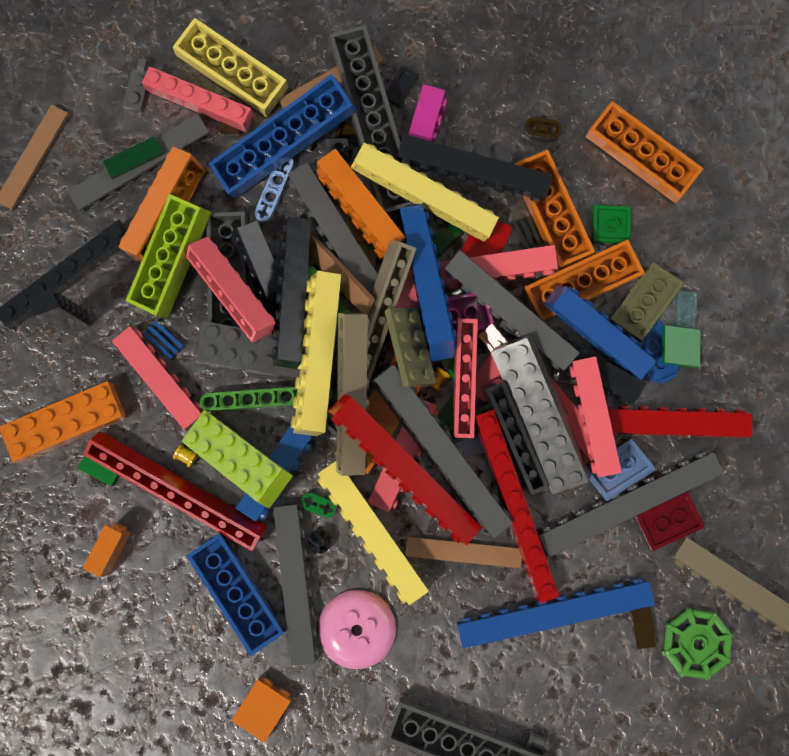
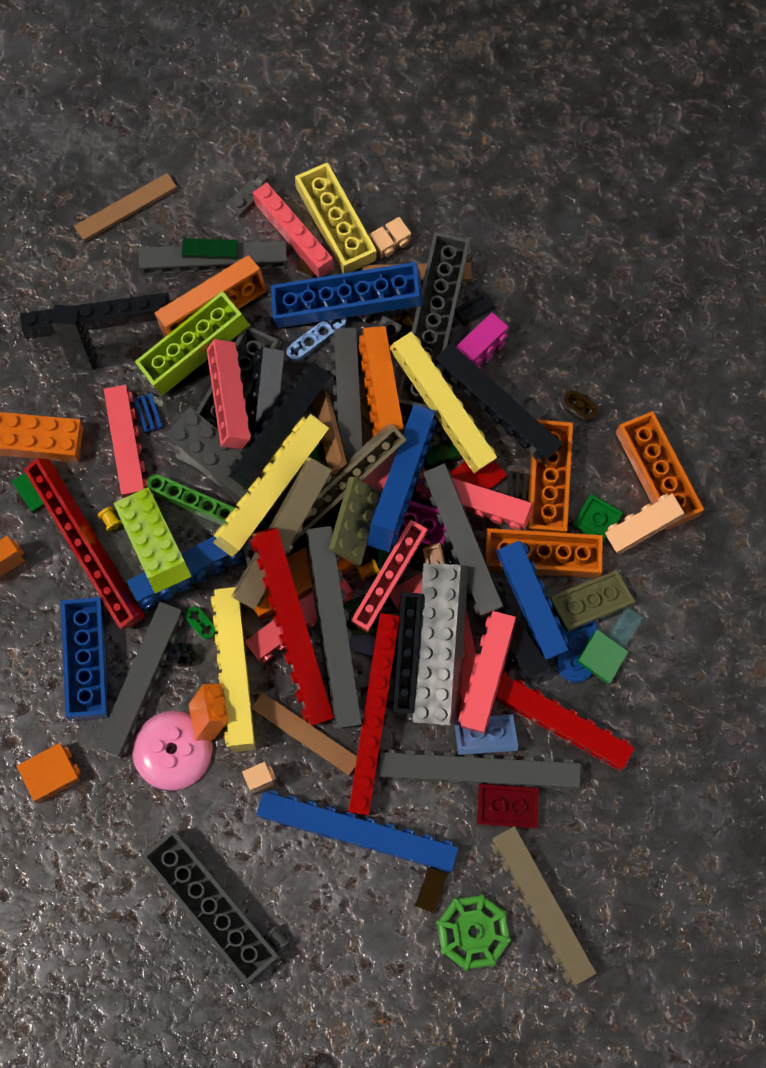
camera: 25 degrees right, 10 degrees down
(292, 58) = (391, 239): none -> light nougat piece
(372, 583) = (208, 712): none -> orange brick
(447, 615) = (259, 778): none -> light nougat piece
(660, 209) = (644, 524): none -> light nougat brick

